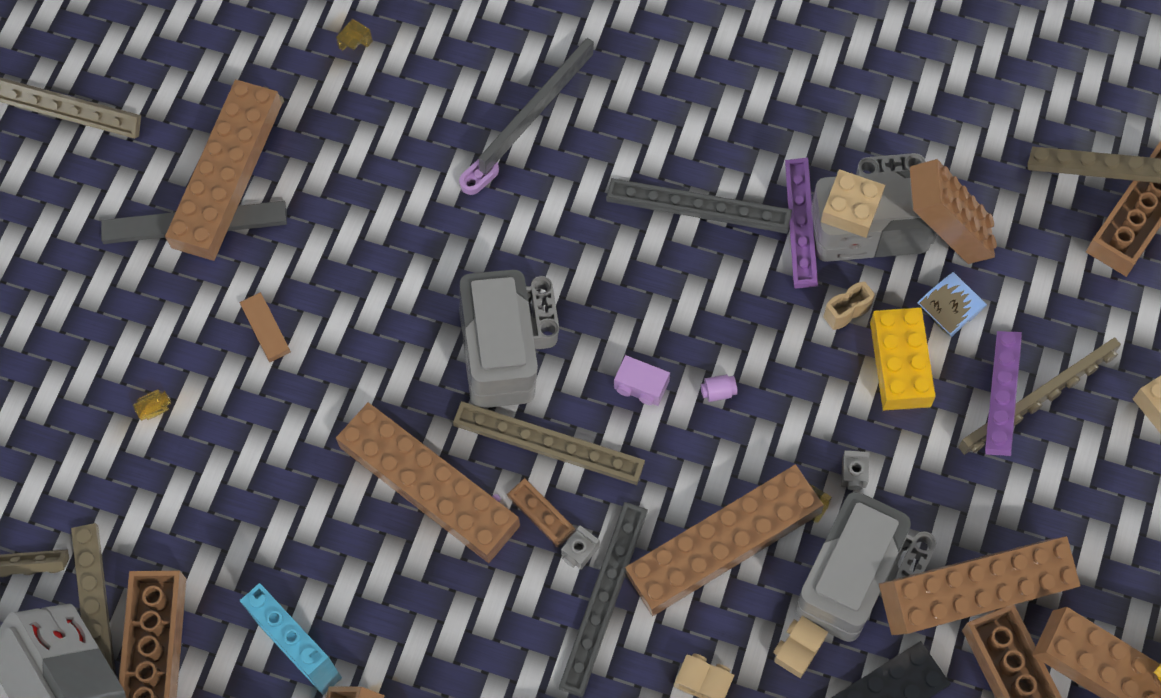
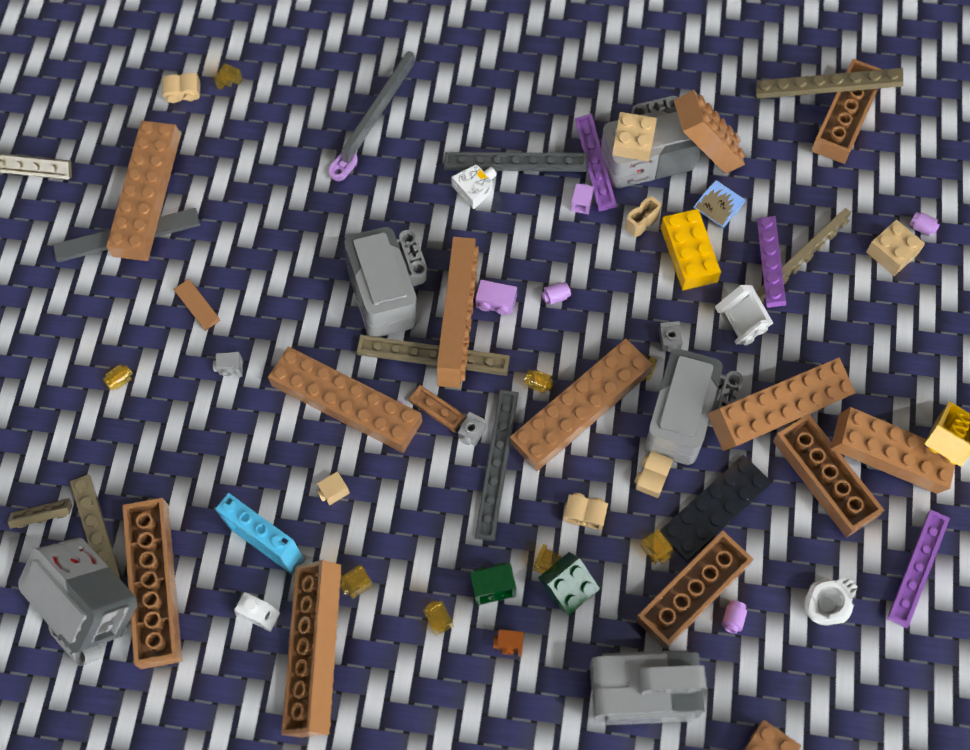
camera: 10 degrees left, 0 degrees up
(291, 411) = (228, 364): none -> light grey brick
(293, 41) = (181, 87): none -> tan brick
(391, 594) = (332, 488): none -> tan brick
(587, 394) = (457, 313): none -> medium nougat brick
(640, 227) = (474, 184): none -> white torso
(675, 499) = (538, 381): none -> clear yellow brick
(775, 268) = (582, 198): none -> lavender brick
(957, 457) = (745, 314): none -> white panel

